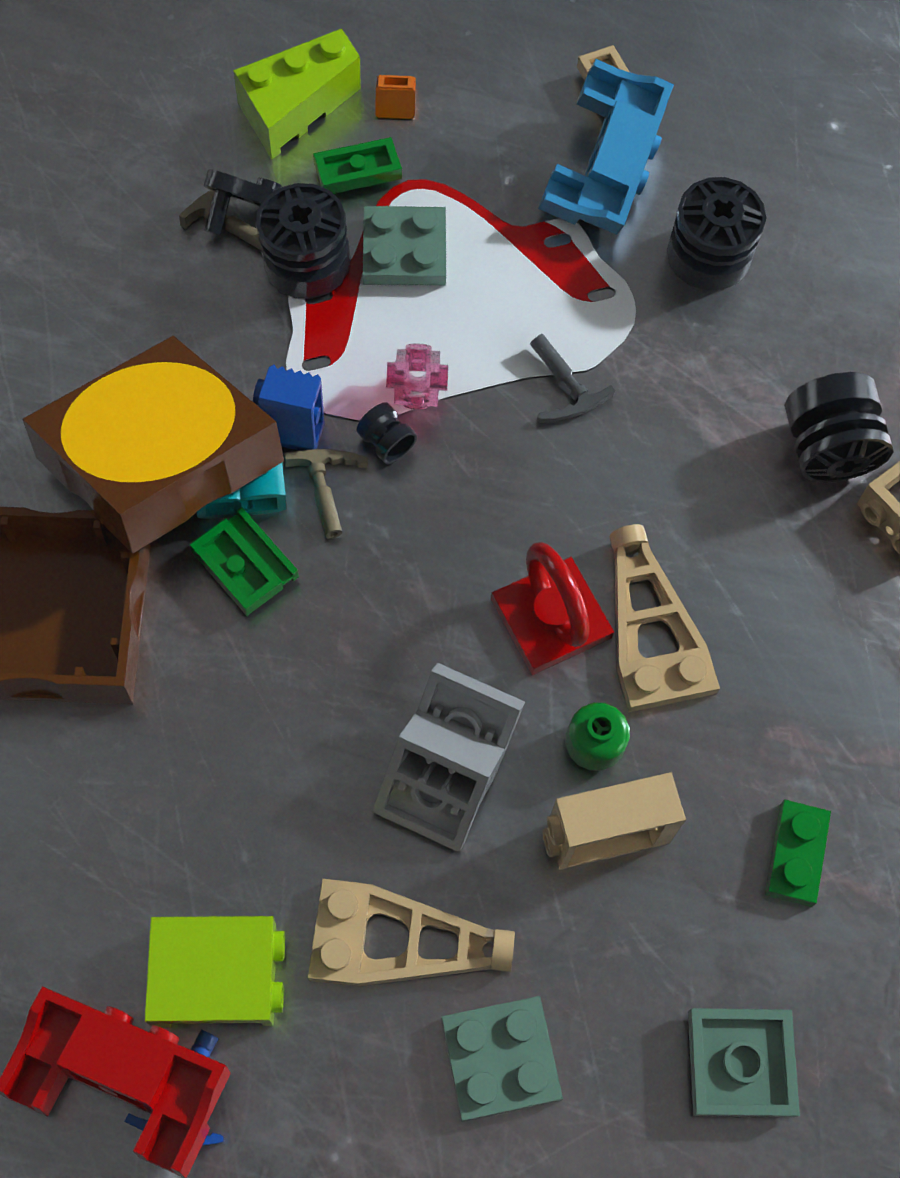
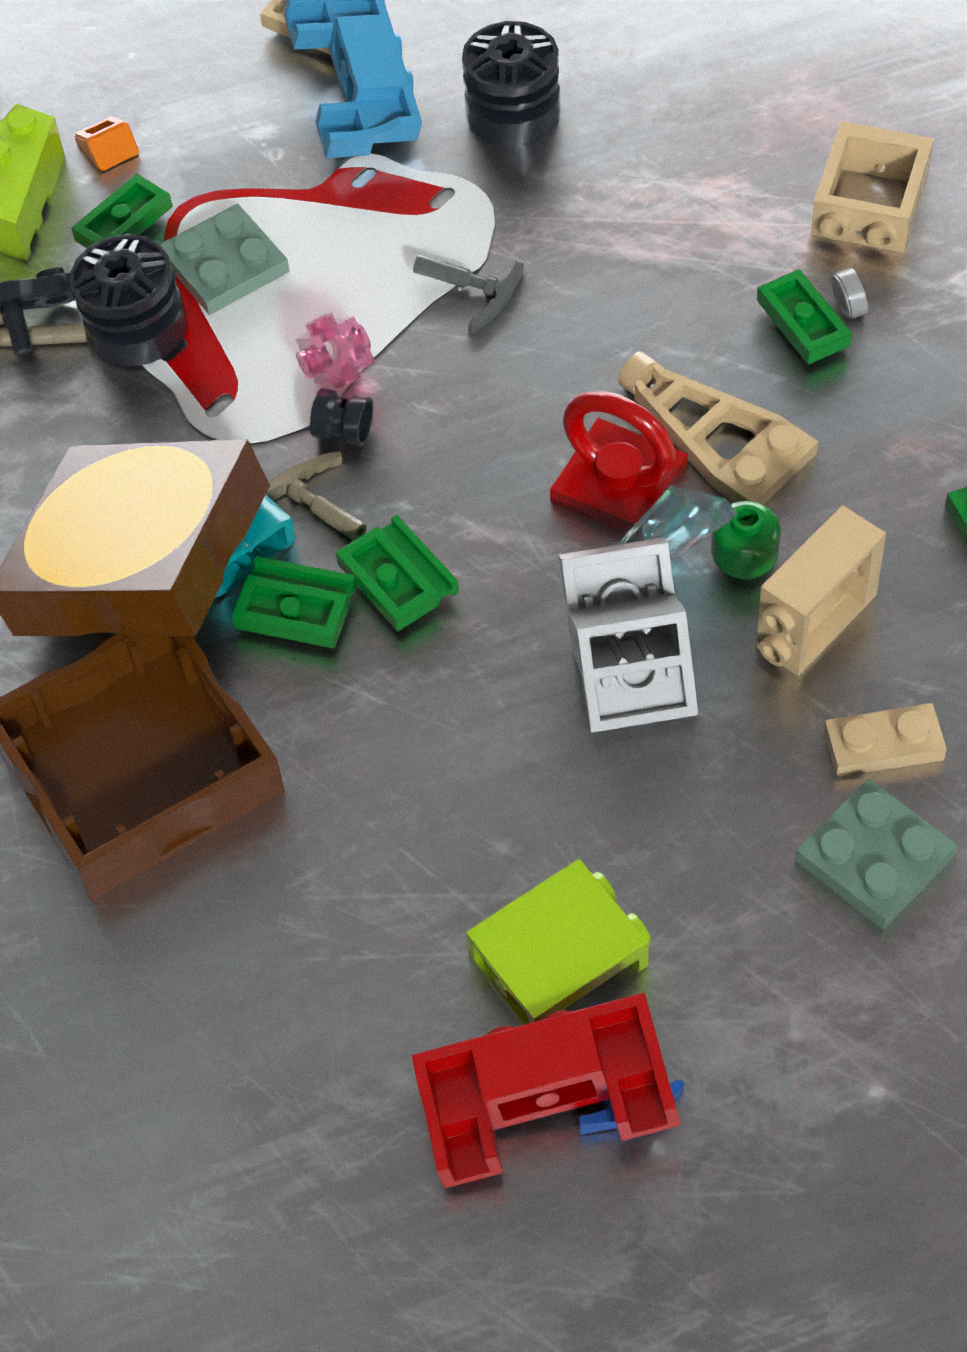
camera: 25 degrees left, 10 degrees down
(294, 404) = (240, 417): blue brick -> none
(331, 586) = (397, 572): none -> green plate
(341, 934) = (651, 852): tan plate -> none
(549, 689) = (681, 518): none -> clear light blue wing
(579, 970) = (884, 740): none -> tan plate
(791, 574) = (804, 316): none -> green plate
(838, 427) = (751, 171): black wheel -> none
(840, 578) = (849, 293): none -> light grey tile

